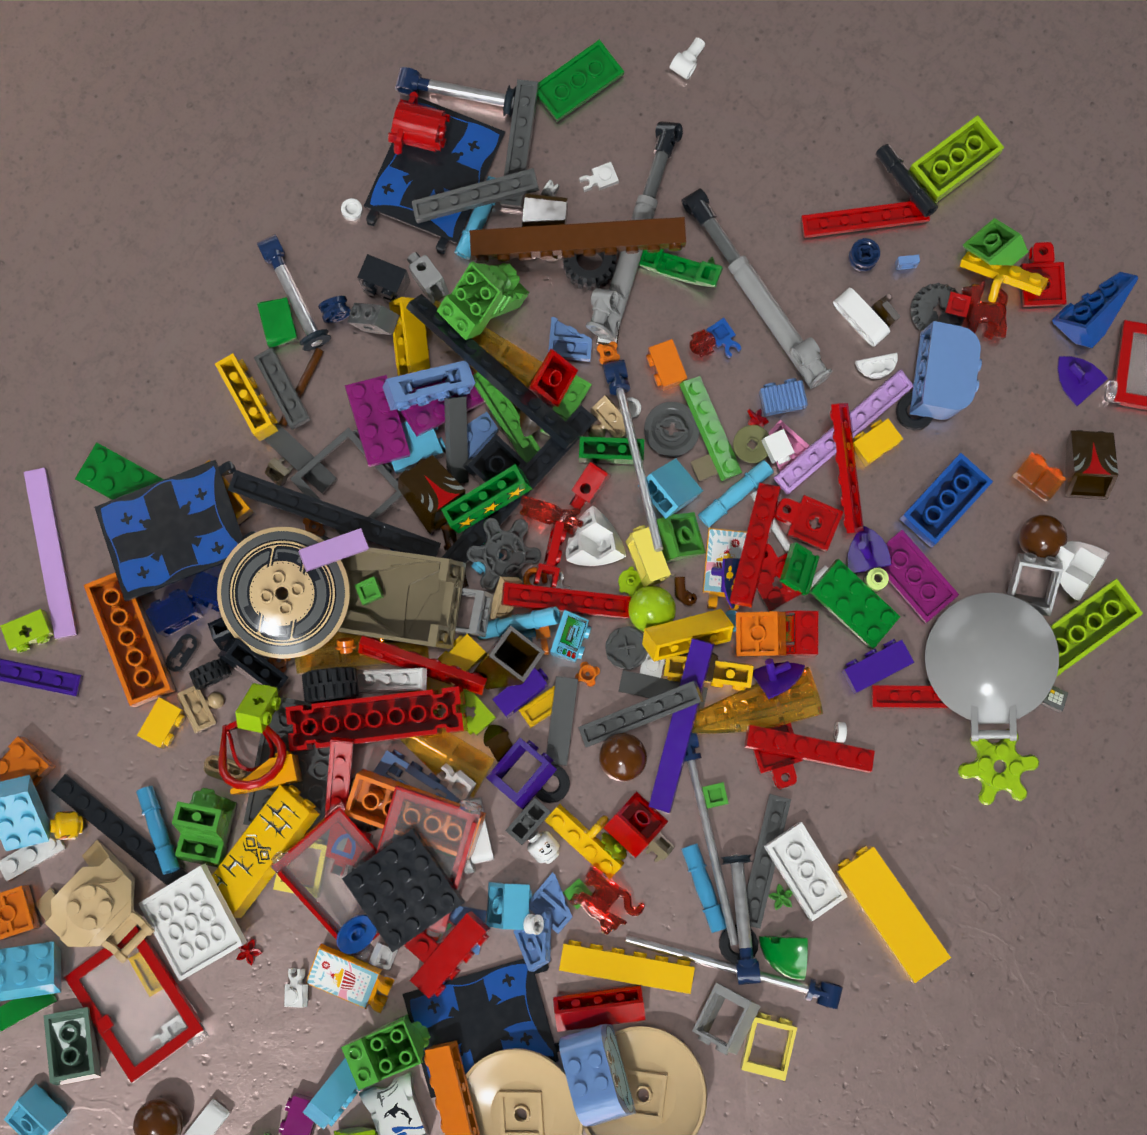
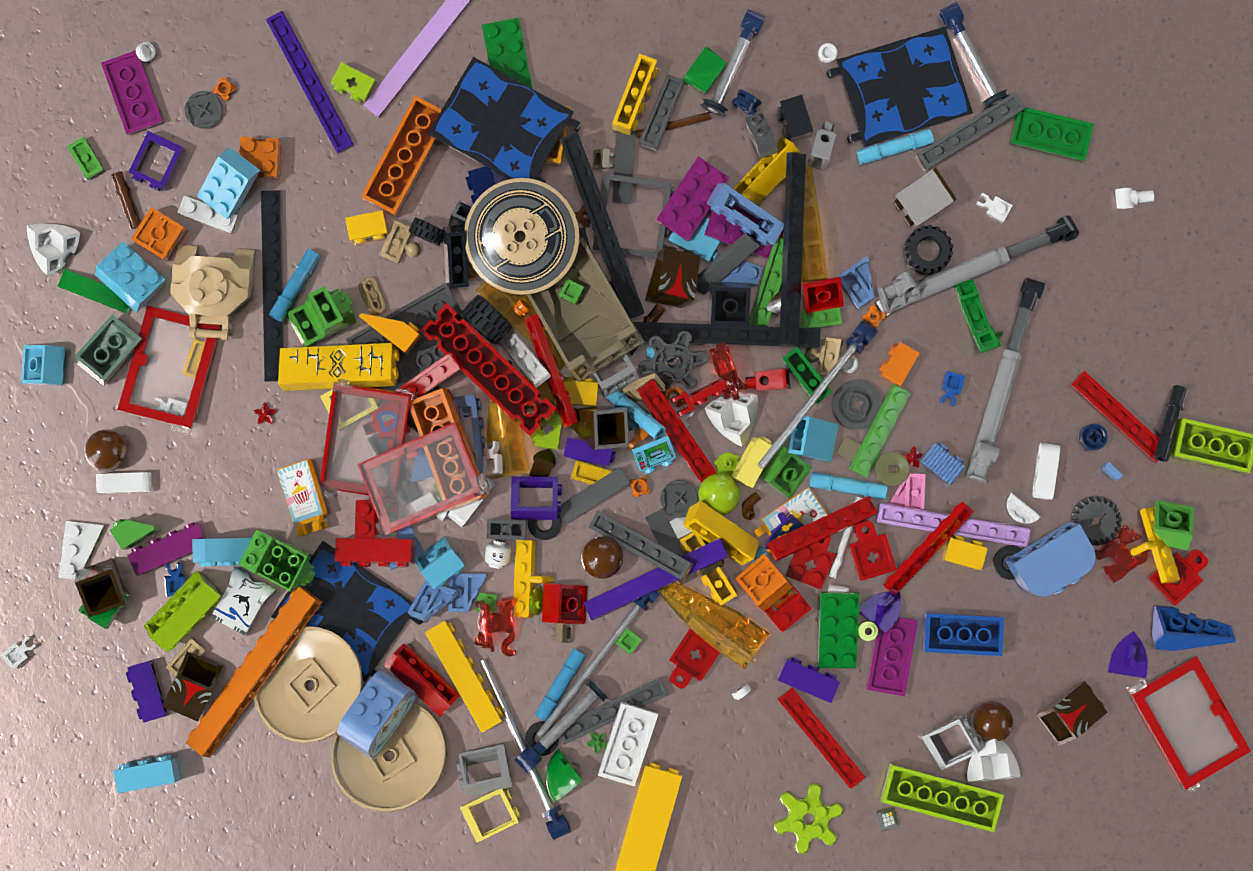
camera: 50 degrees right, 5 degrees up
(66, 825) = (246, 221): yellow head -> none
(173, 613) = (447, 172): clear blue brick -> none
(178, 650) = (425, 204): black beam -> none
(192, 922) = (253, 361): white plate -> none
(257, 708) = (430, 284): lime brick -> none
(270, 735) = (420, 305): red animal -> none
(296, 992) = (265, 468): white plate -> none
(333, 550) = (578, 246): lavender tile -> none
(355, 934) = (336, 477): blue dish -> none
(382, 956) = (336, 506): white plate -> none
(403, 890) = (391, 484): black plate -> none
(418, 126) = (923, 51): red container -> none
(475, 195) = (907, 132): dark grey plate -> none
(480, 296) = (837, 198): bright green brick -> none
(486, 499) = (700, 319): green brick -> none
(533, 924) = (440, 590): white bush -> none
(550, 189) = (956, 180): white bush -> none
(578, 239) = (934, 230): reddish brown brick -> none
(702, 343) = (934, 376): clear red gear -> none
(777, 677) = (744, 618): dark purple shield -> none
(778, 447) = (903, 489): white brick -> none
(799, 568) = (831, 572): green plate -> none
(809, 748) = (712, 679): red plate -> none
(885, 310) = (1063, 484): dark brown tile -> none
(958, 304) = (1109, 531): red plate -> none
(992, 661) = (875, 755): light grey dish -> none
(1039, 477) = (1034, 685): clear orange piece -> none

